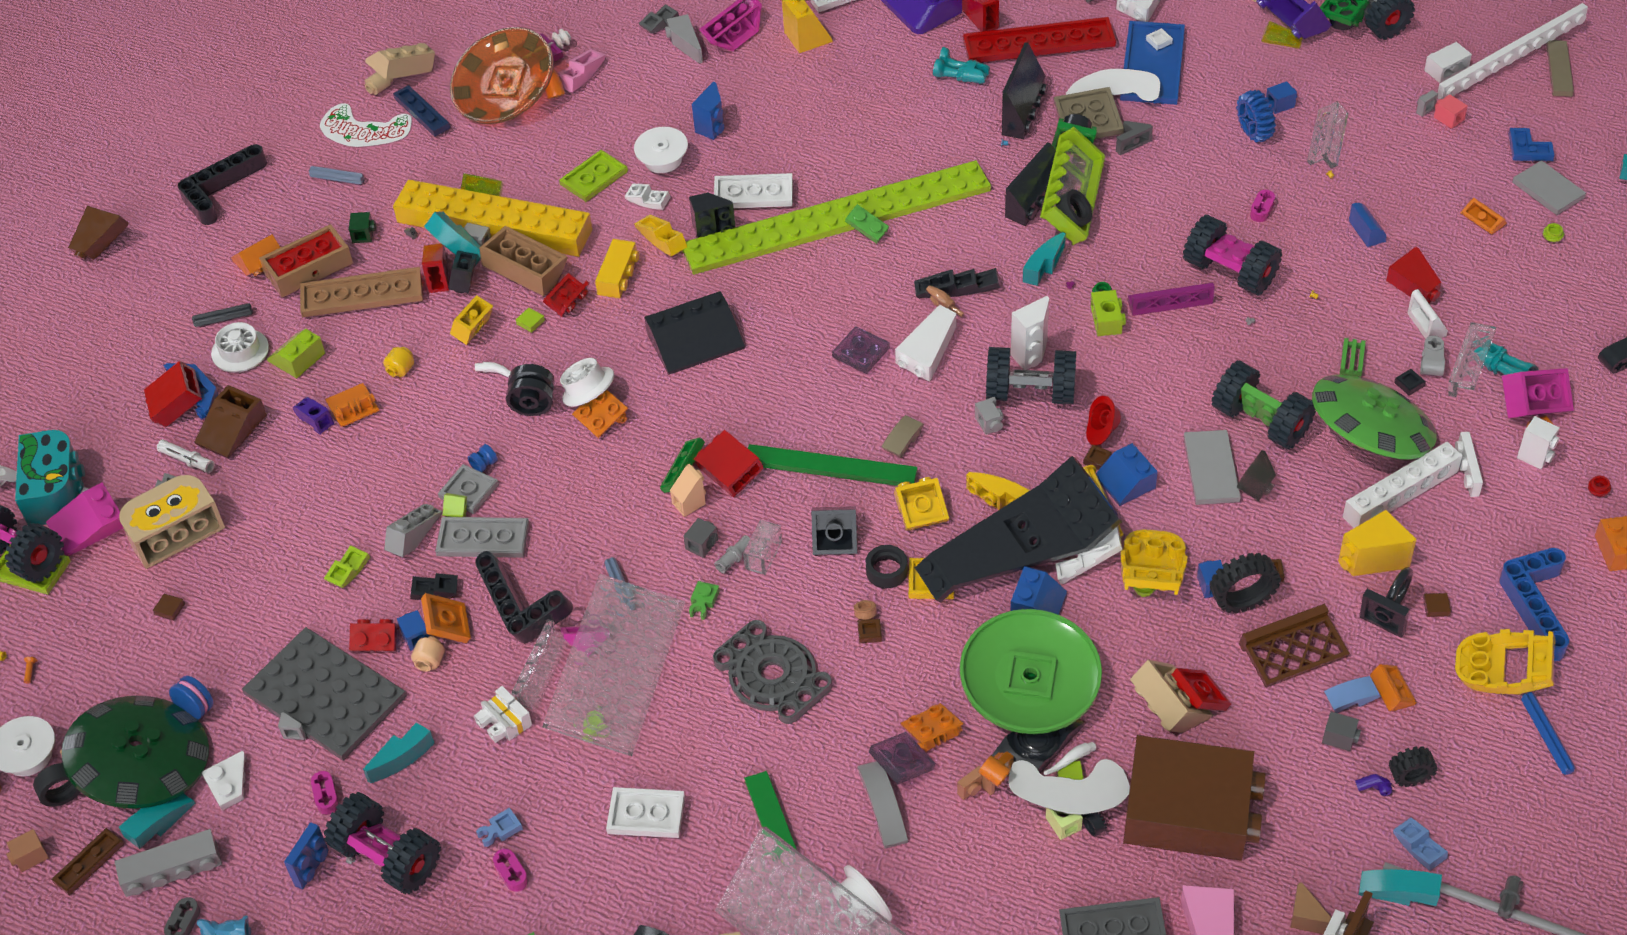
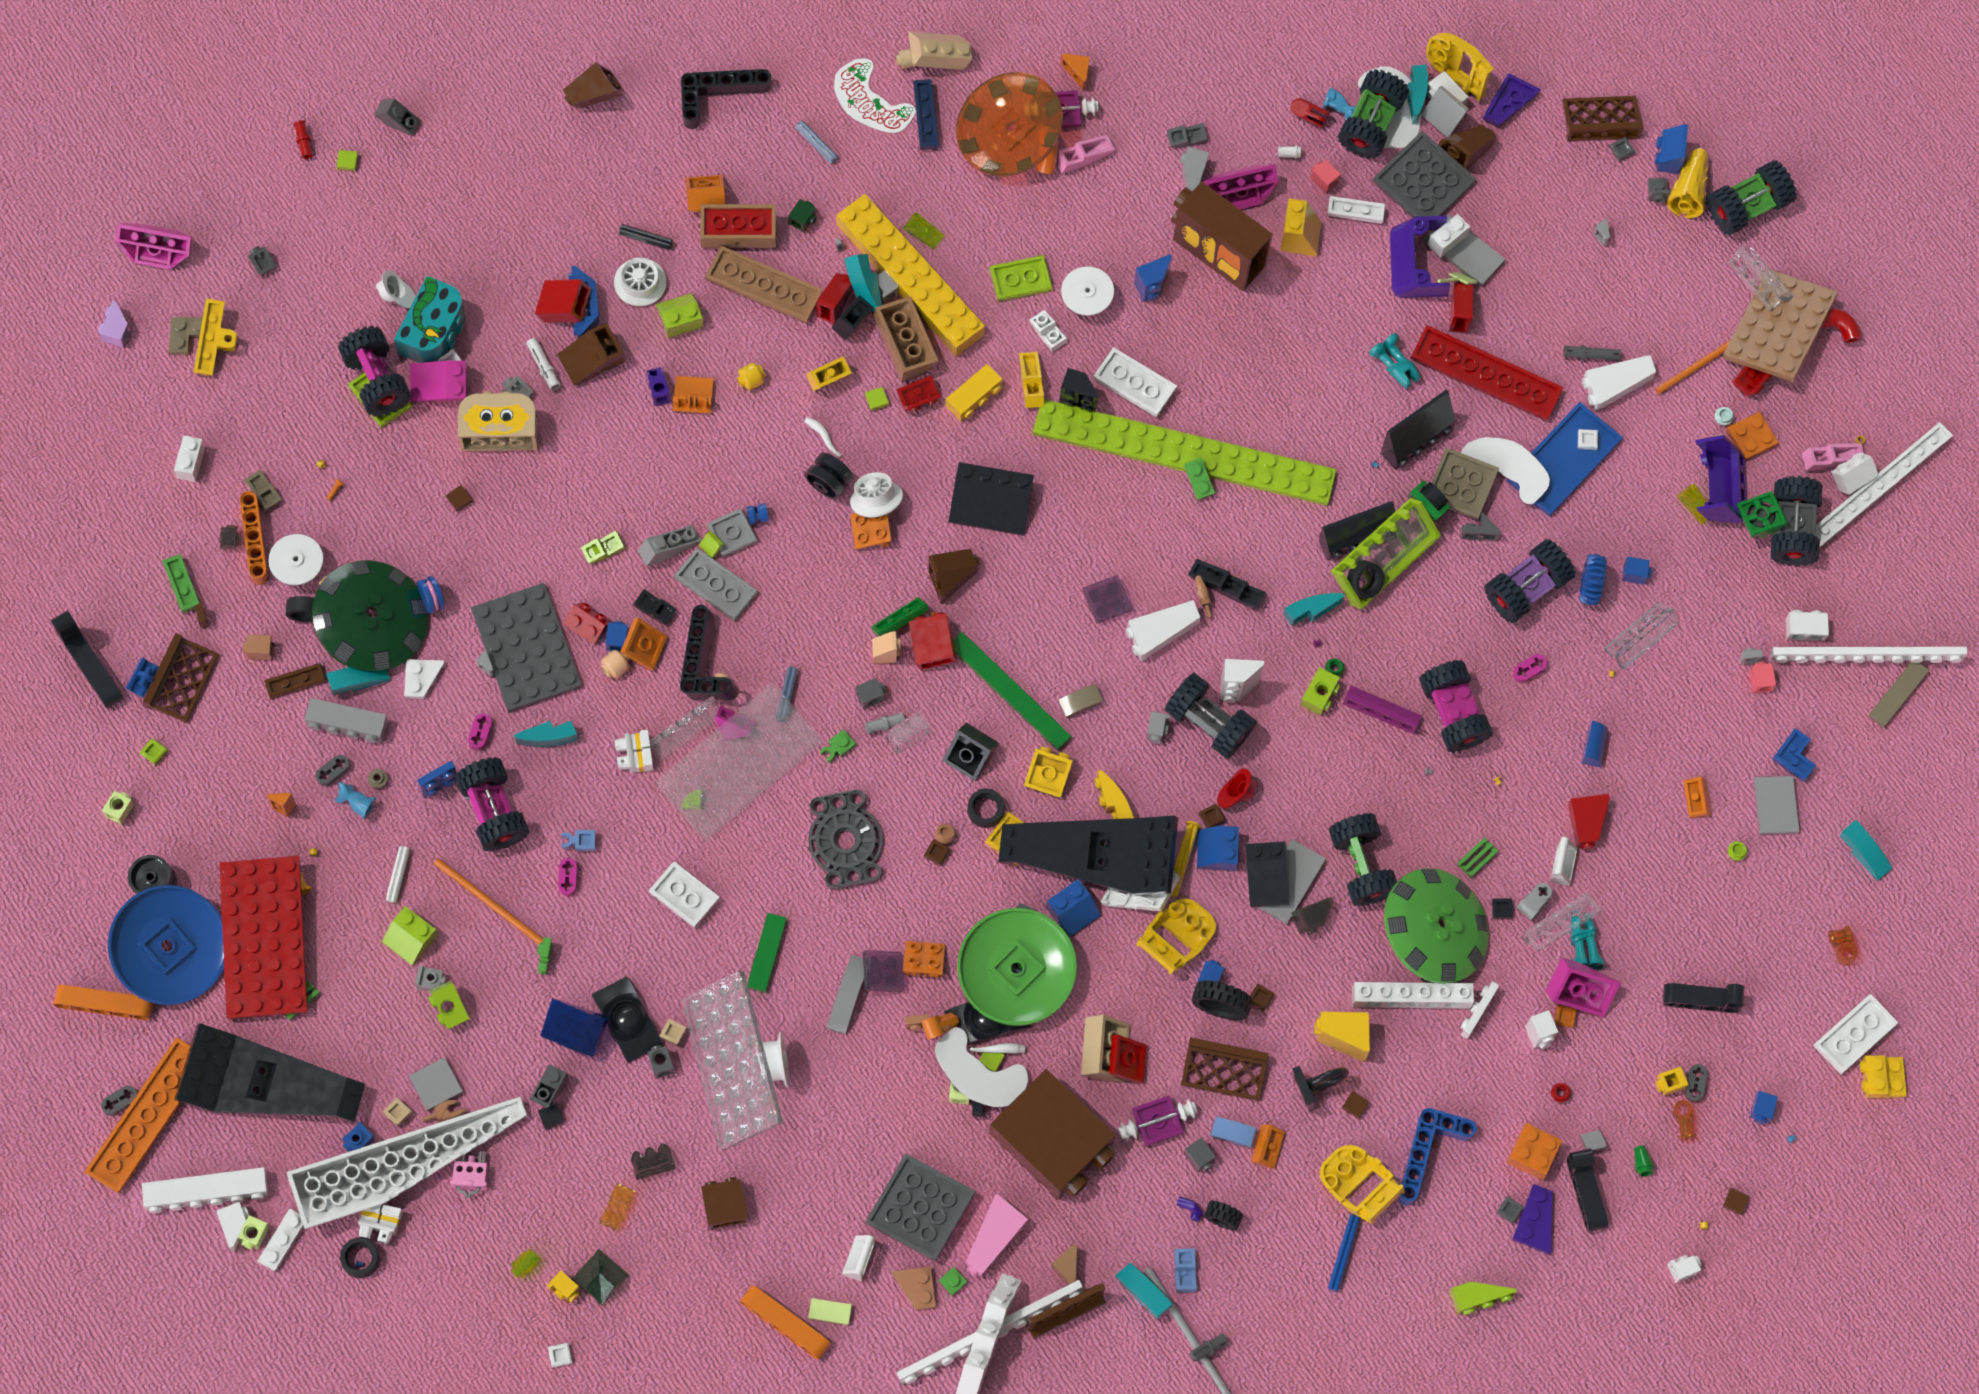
camera: 25 degrees right, 20 degrees up
(240, 904) = (377, 784): none -> dark tan plate
(530, 19) = (1077, 68): none -> orange slope
(700, 403) = (951, 571): none -> reddish brown slope
(745, 49) = (1220, 235): none -> reddish brown brick
(1189, 465) = (1268, 874): none -> black slope
(1203, 153) = (1530, 580): none -> black plate
(1275, 726) = (1157, 1120): none -> magenta plate

